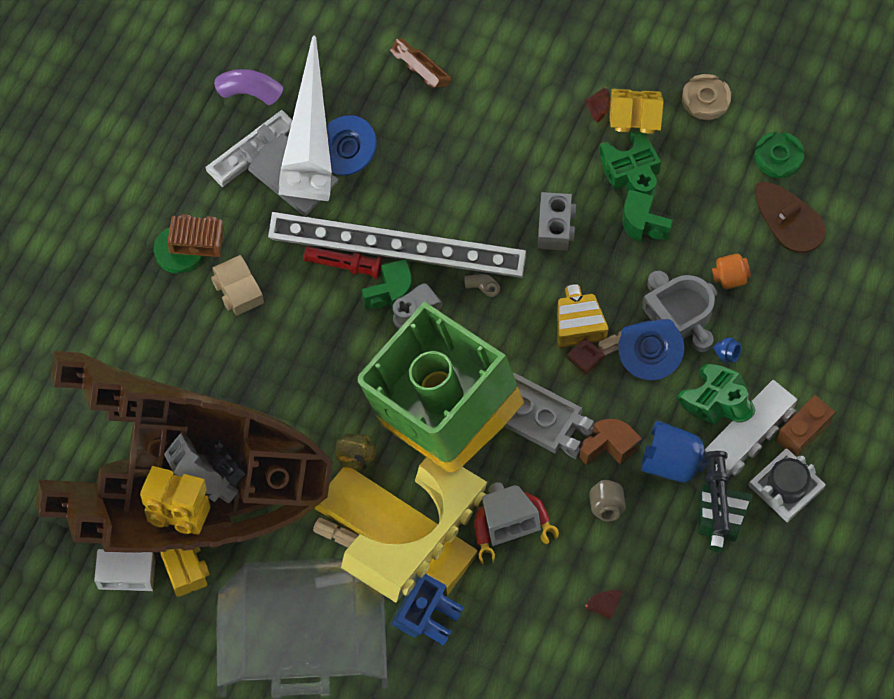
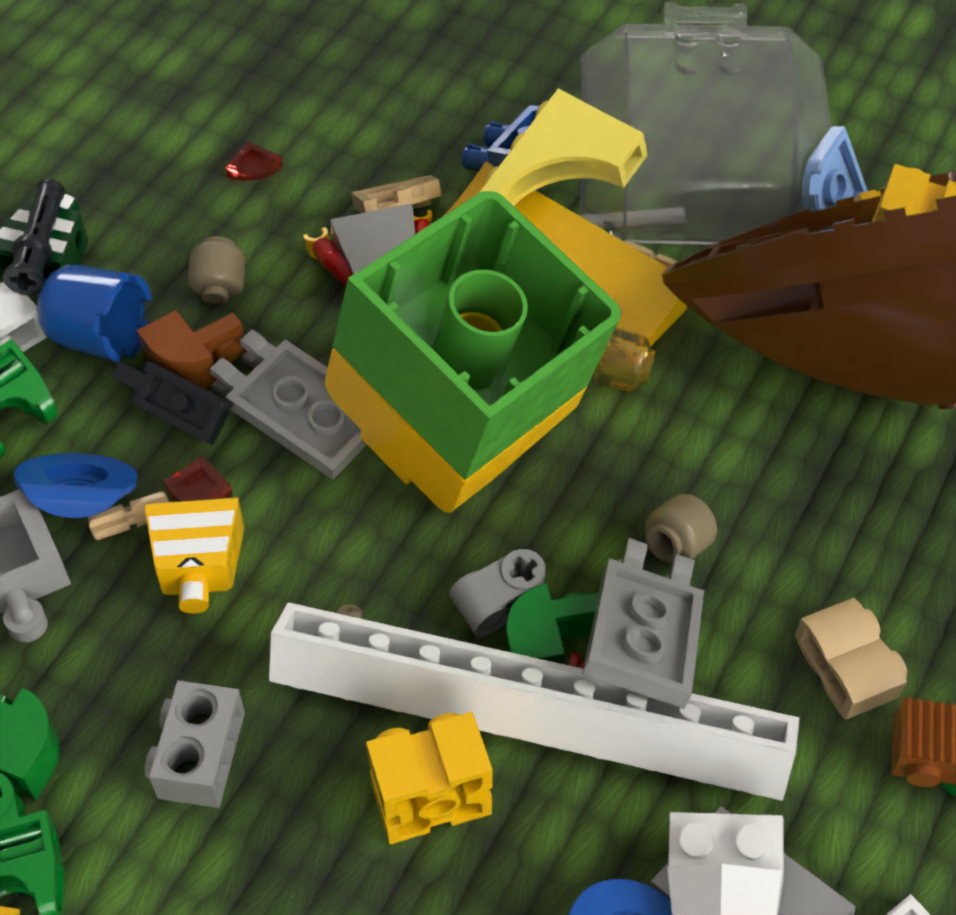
camera: 175 degrees left, 10 degrees down
(217, 589) = (831, 172): none -> light blue tile
(321, 347) = (680, 527): none -> dark tan head
(341, 277) = (646, 628): none -> light grey tile
(441, 202) = (430, 776): none -> yellow brick
(504, 564) = (415, 191): none -> tan wing
(610, 407) = (175, 399): none -> black hinge

